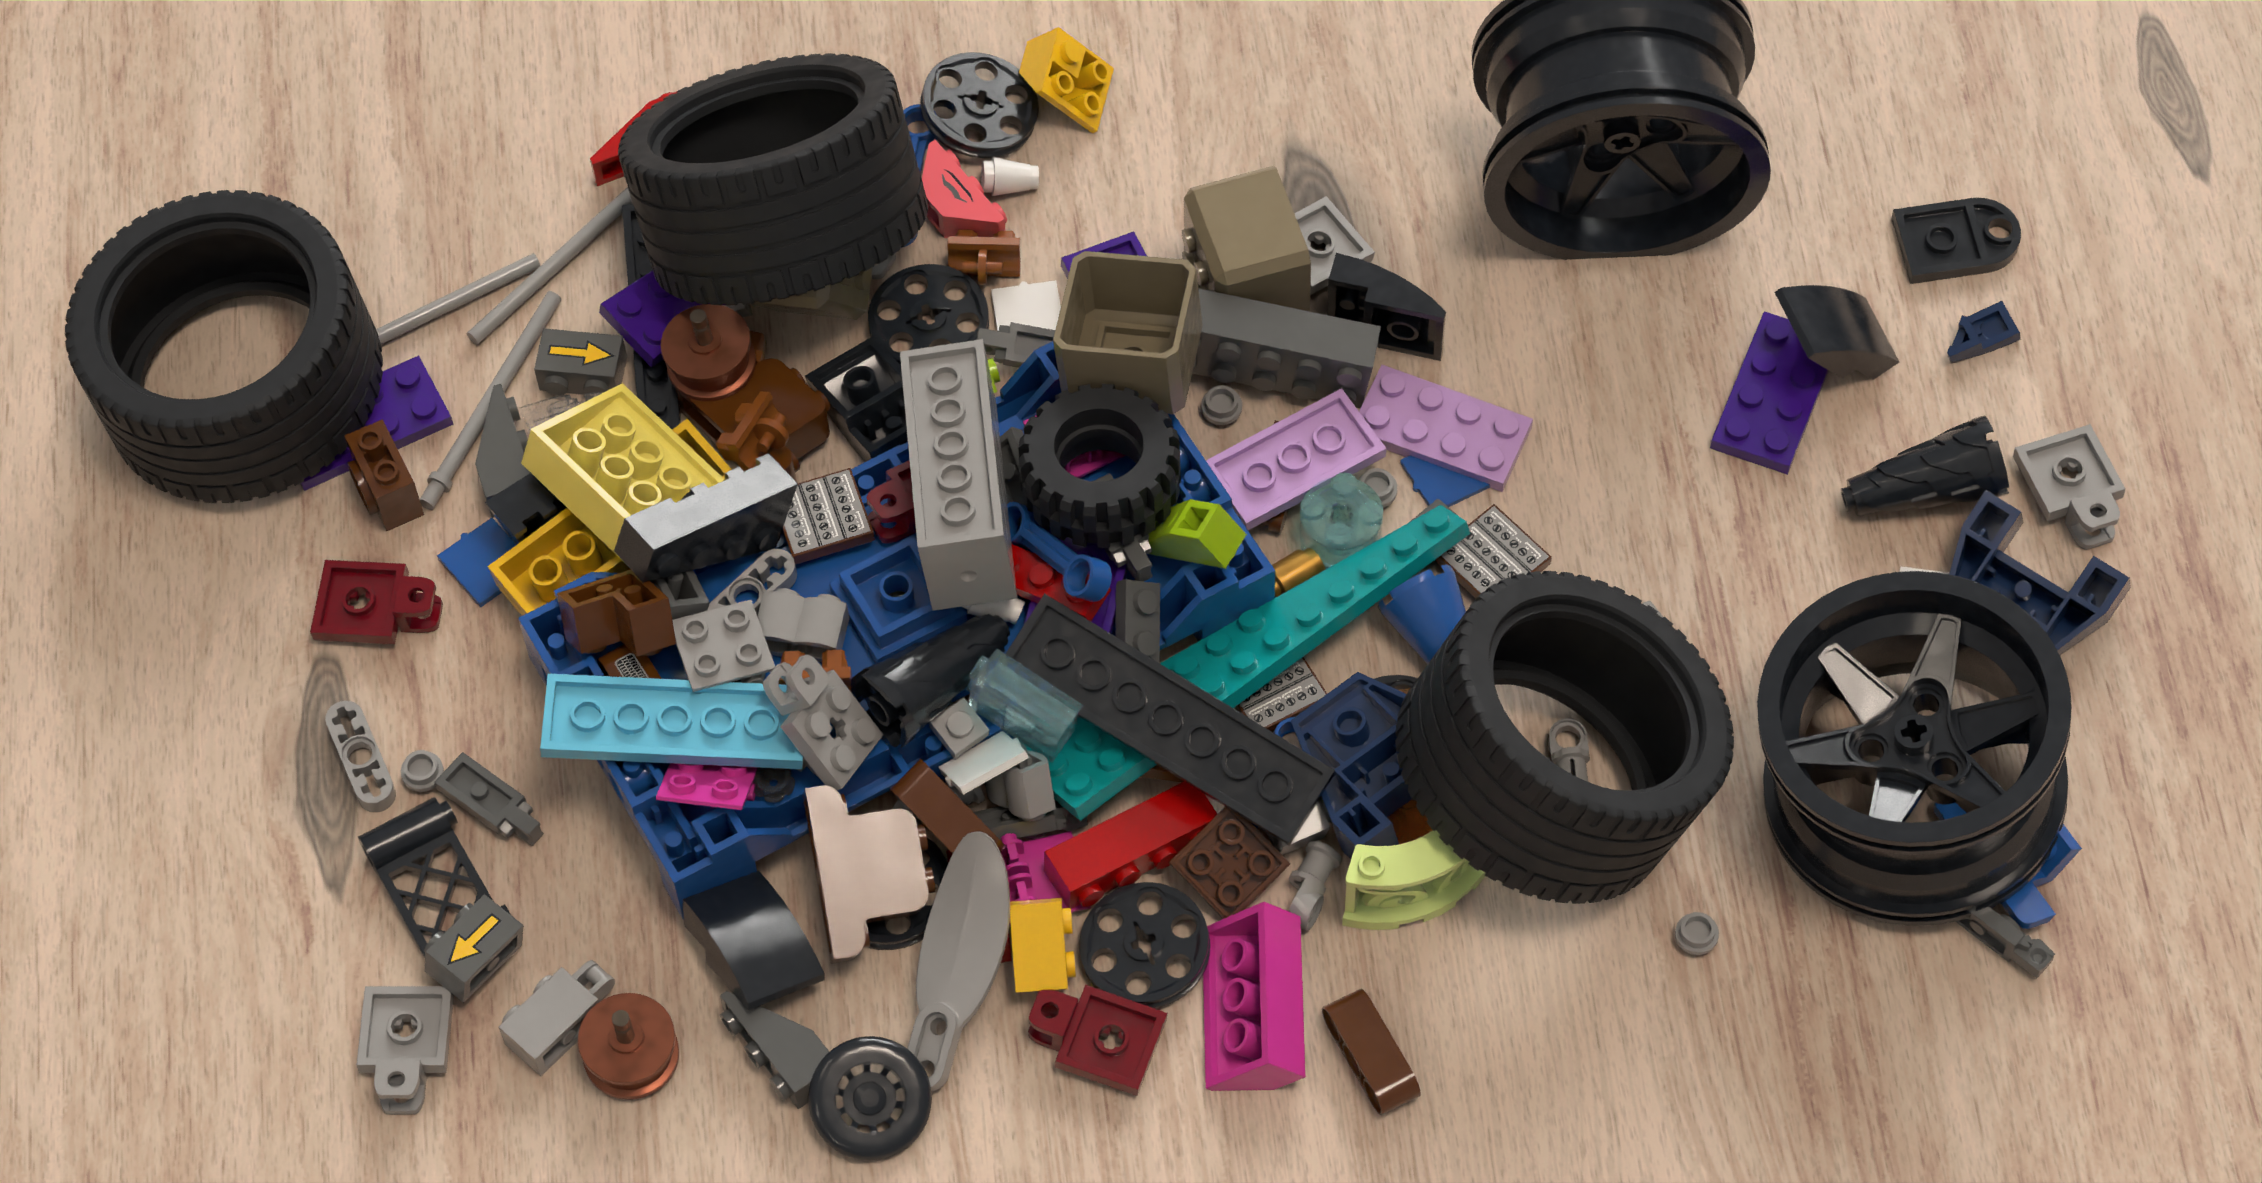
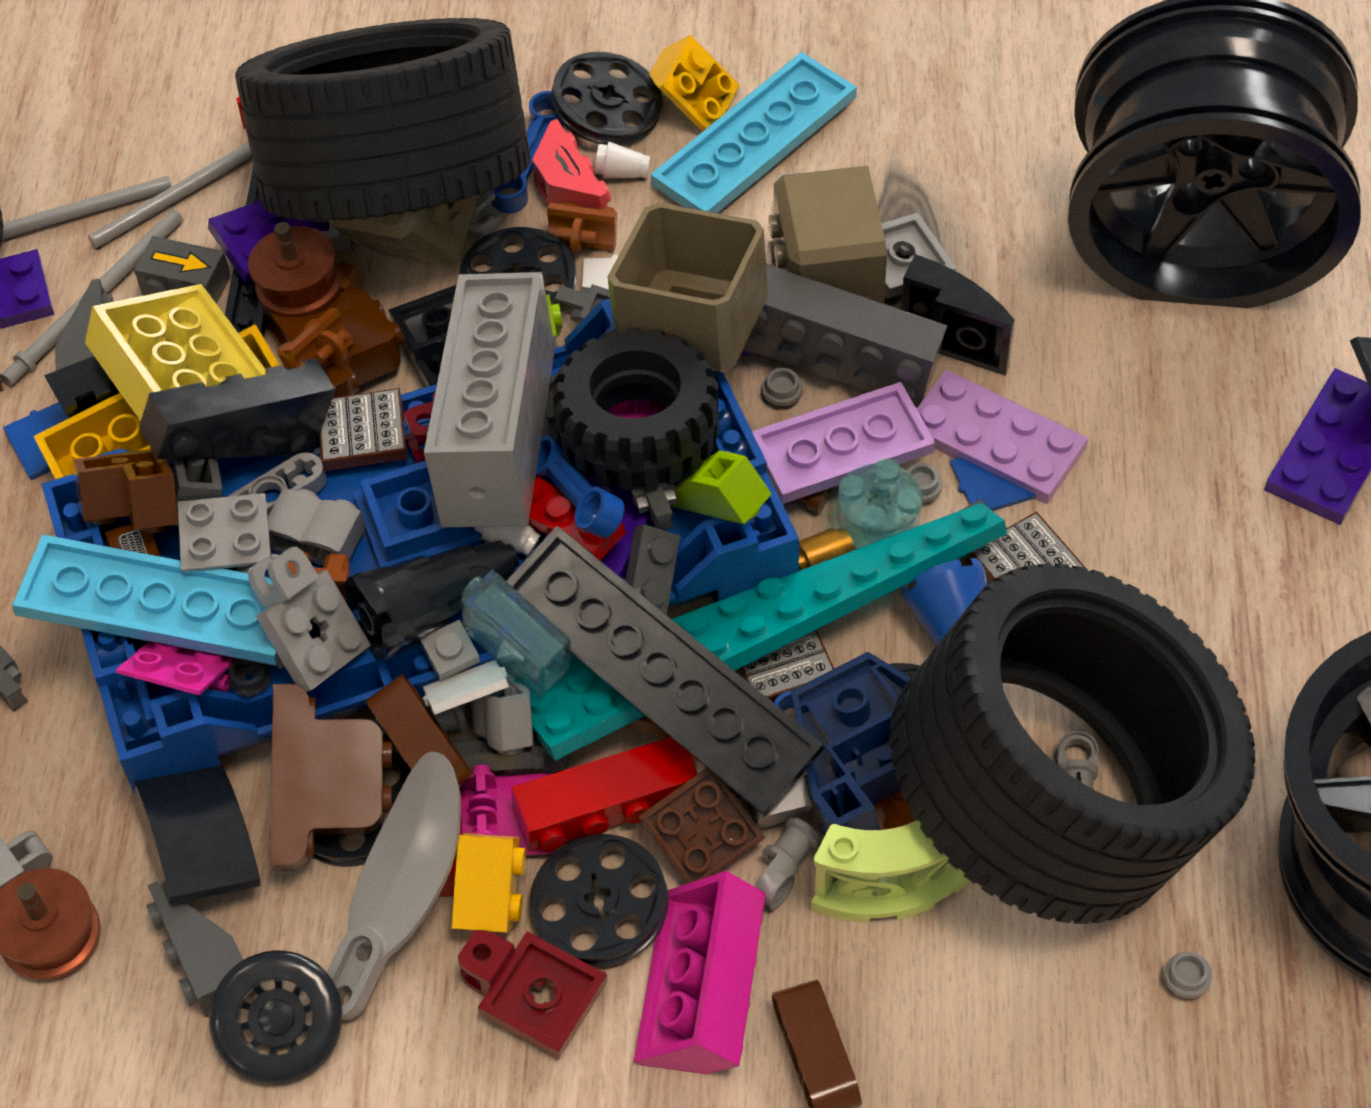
camera: 10 degrees right, 5 degrees down
(1141, 128) = (754, 135): none -> medium azure plate

